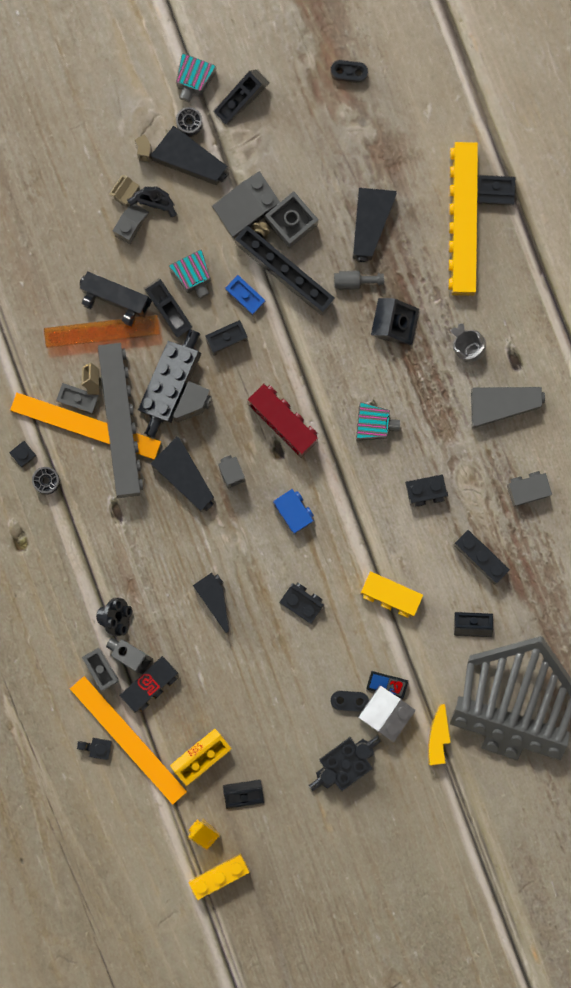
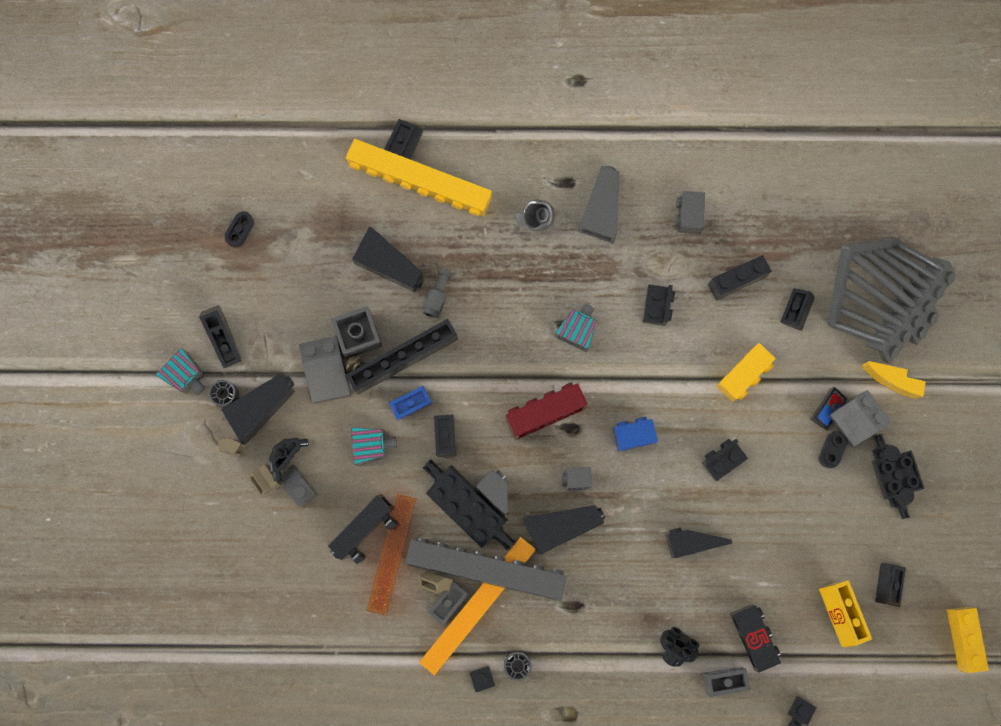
camera: 60 degrees left, 5 degrees down
(128, 740) = (801, 679): light orange tile -> none
(134, 658) = (724, 639): dark grey torso -> none
(168, 307) = (393, 481): black slope -> none
(203, 833) = (922, 640): yellow slope -> none
(395, 321) = (489, 274): black slope -> none

